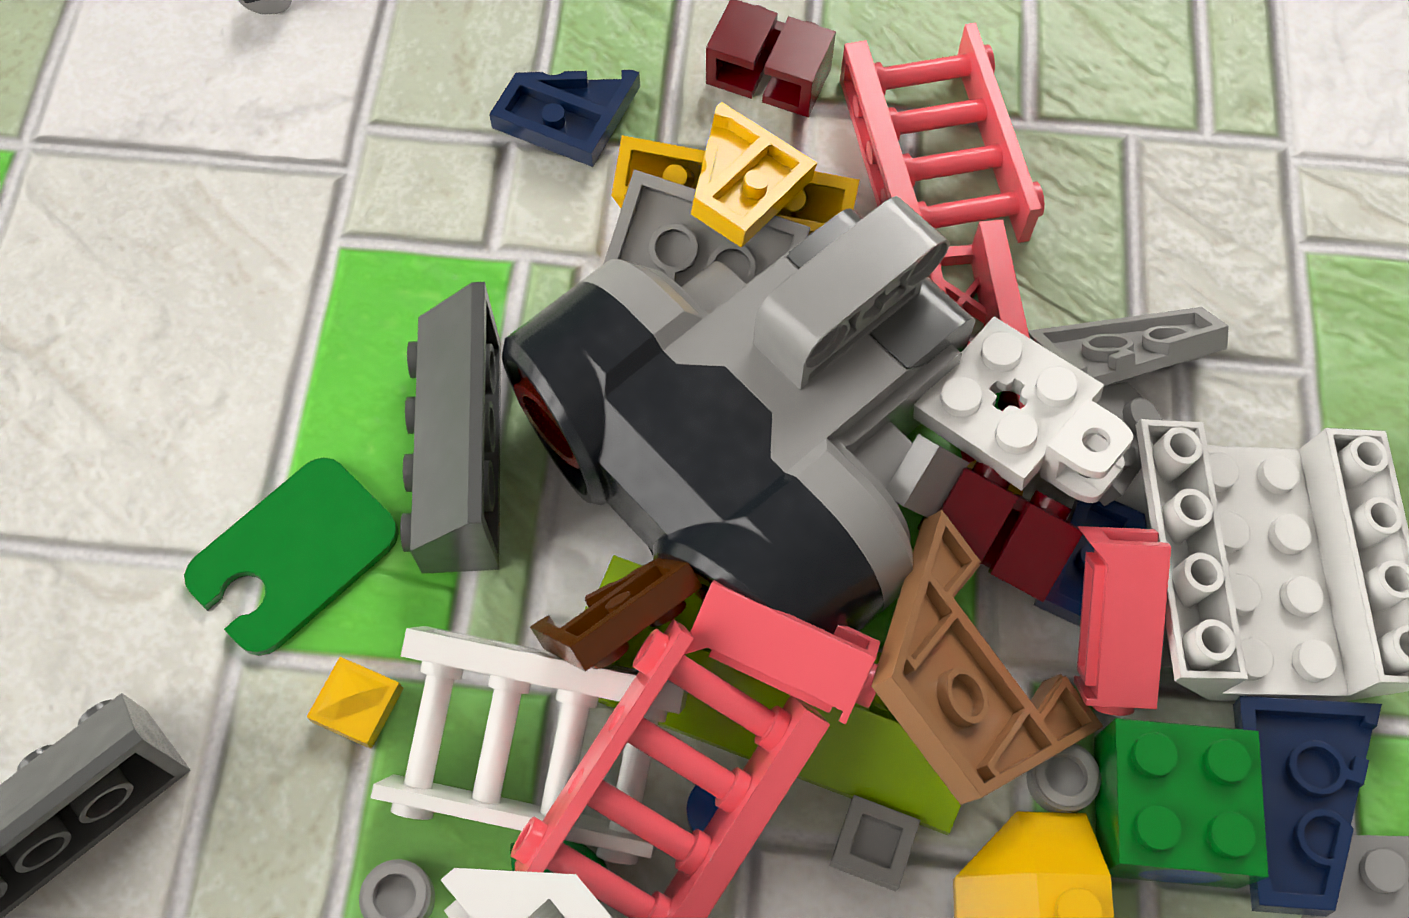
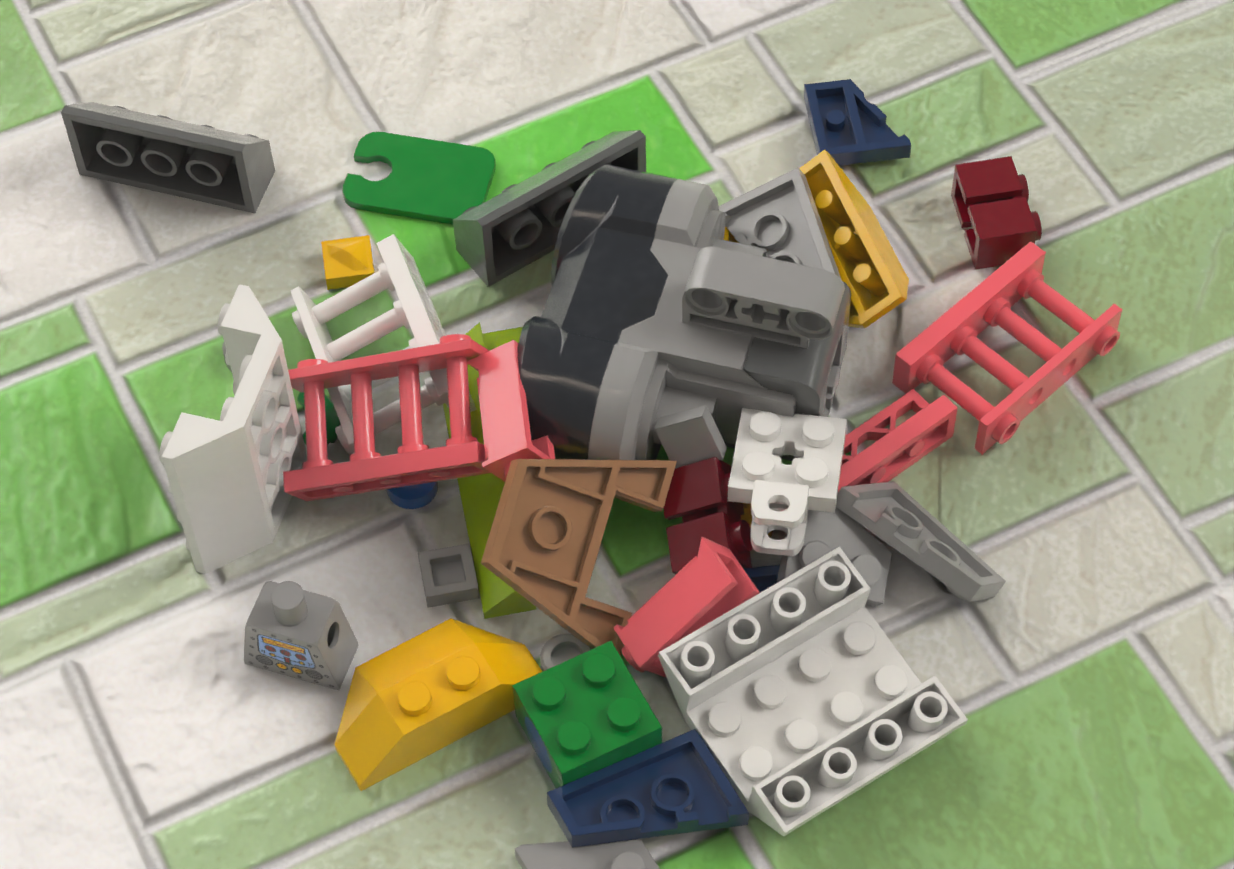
camera: 60 degrees right, 10 degrees down
(618, 613) = (454, 320): reddish brown wing -> none
(746, 176) = (837, 226): yellow wing -> none

